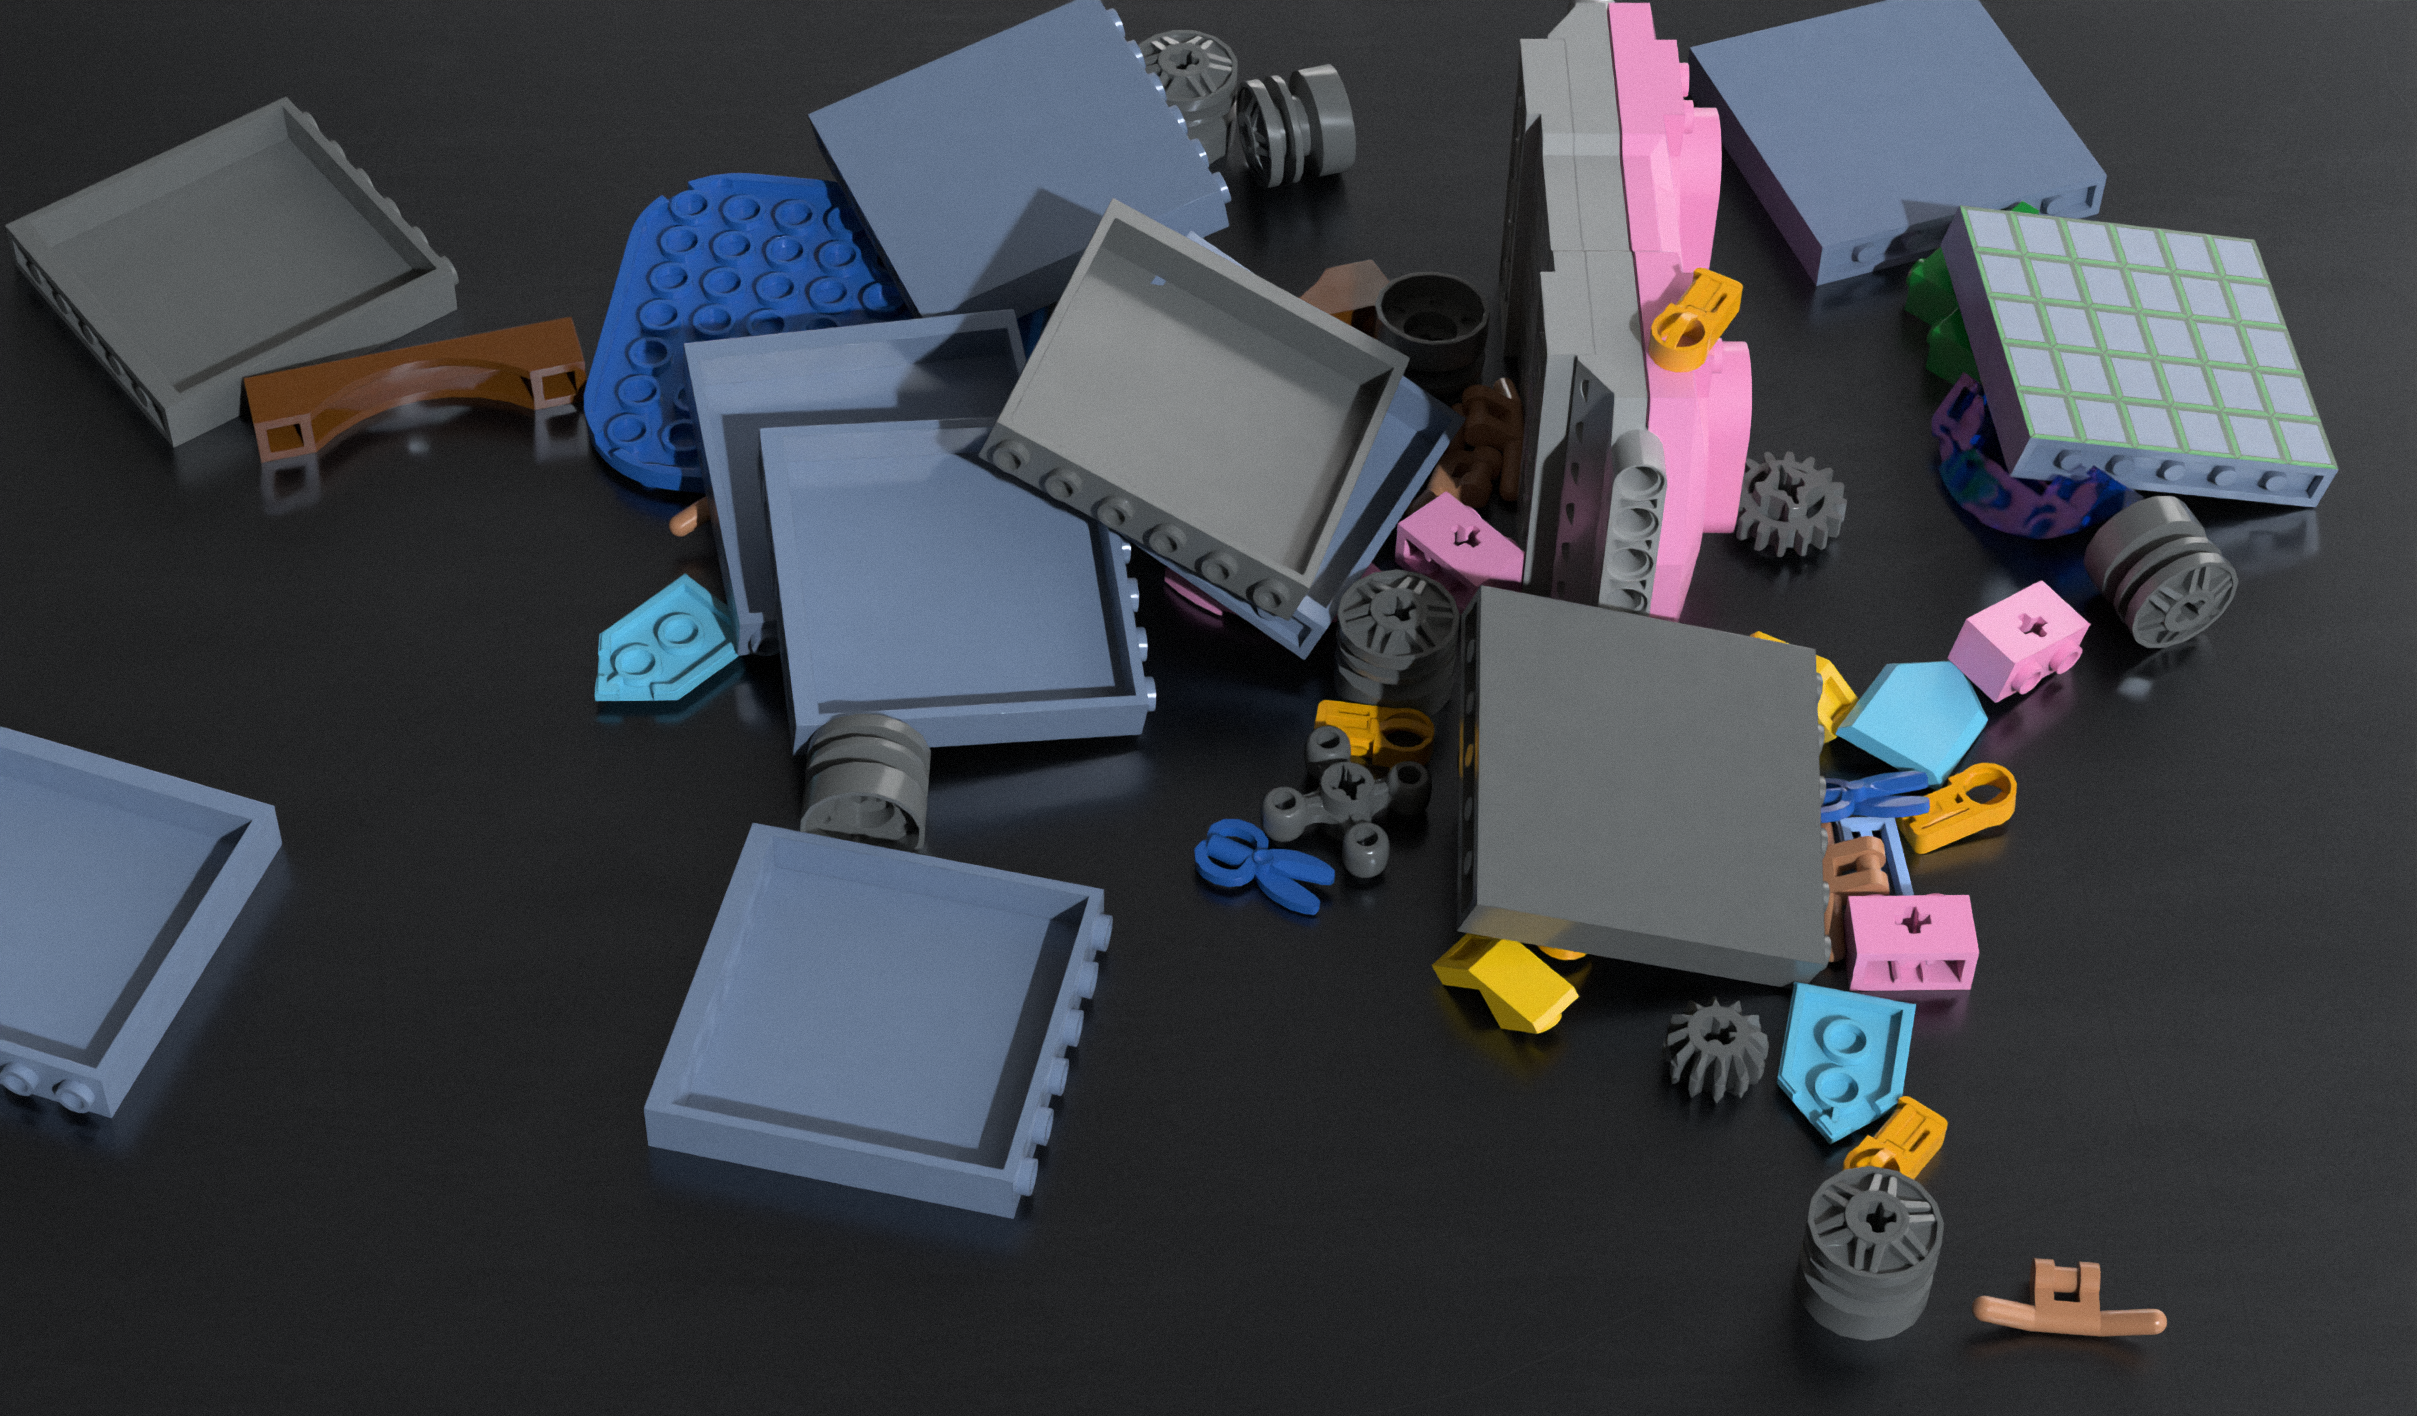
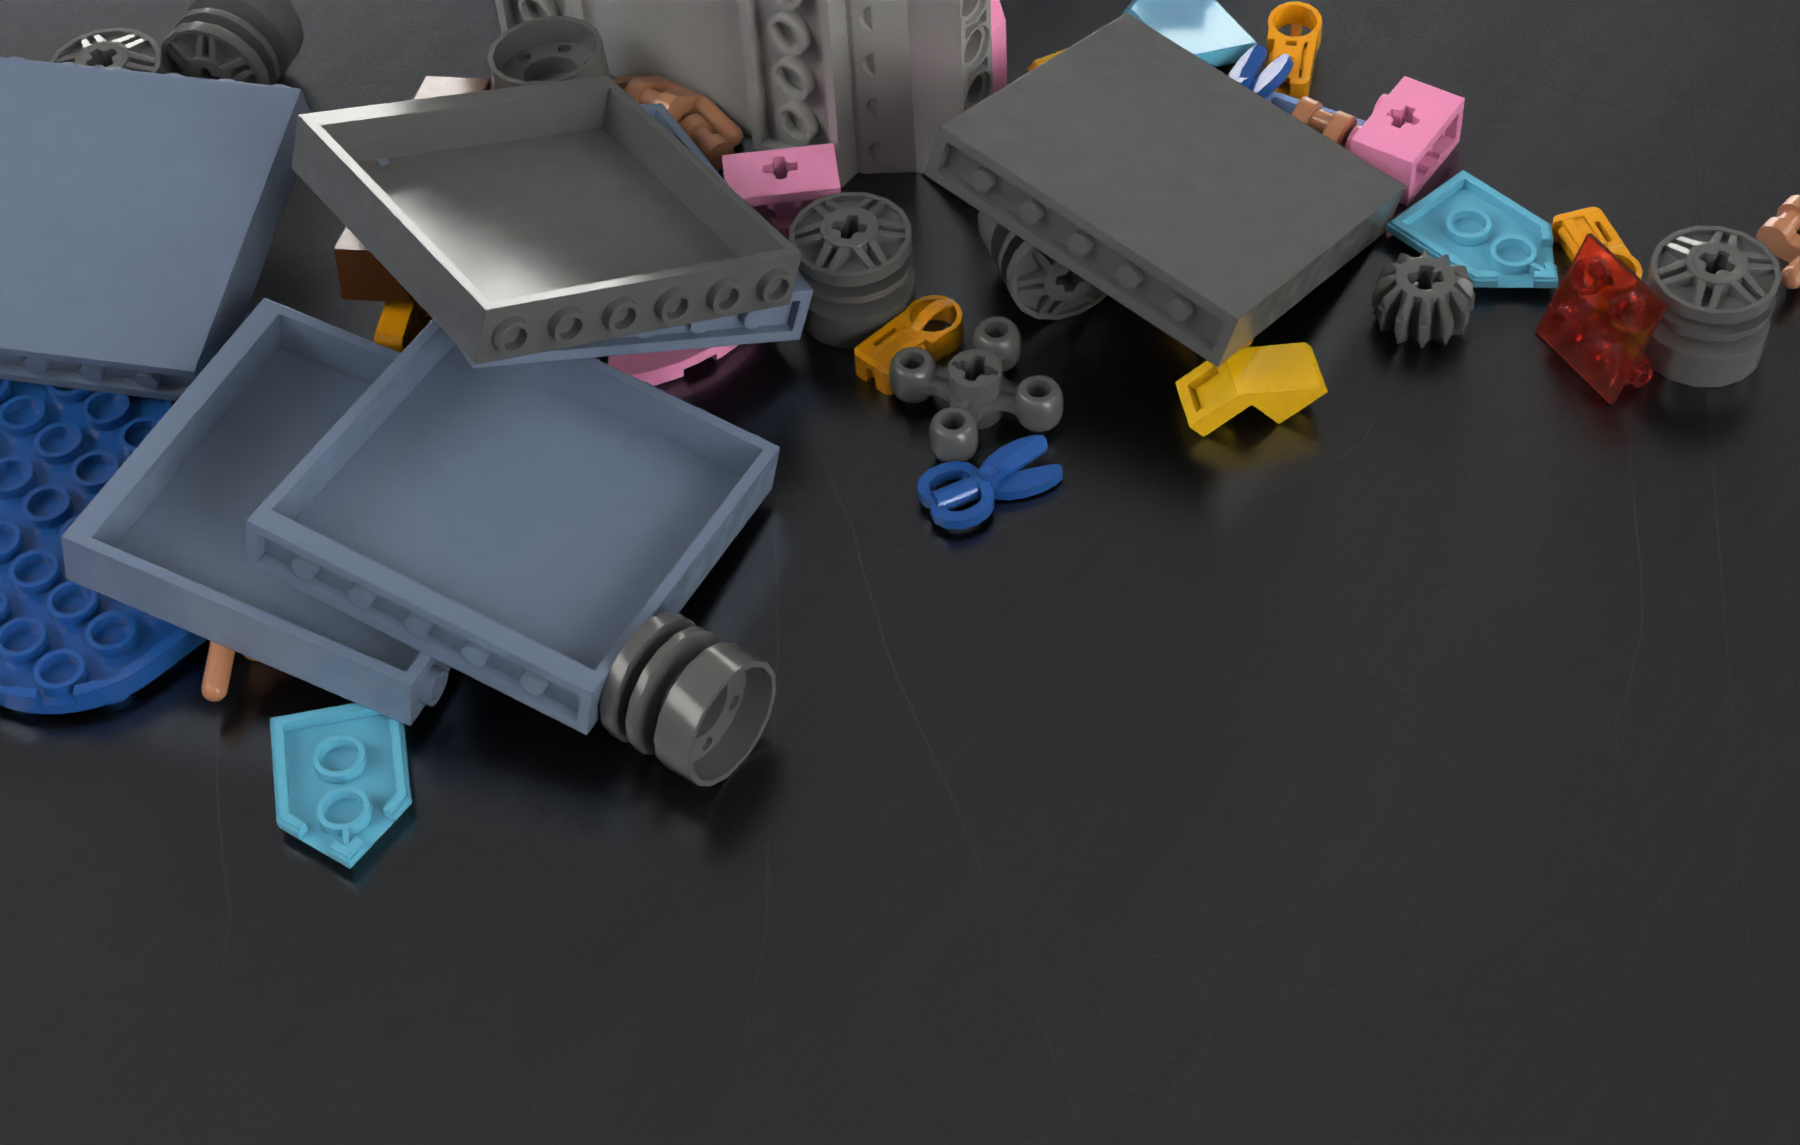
camera: 50 degrees left, 0 degrees up
(880, 1020) = (939, 836): sand blue panel -> none
(1782, 1194) = (1603, 320): none -> clear red hinge

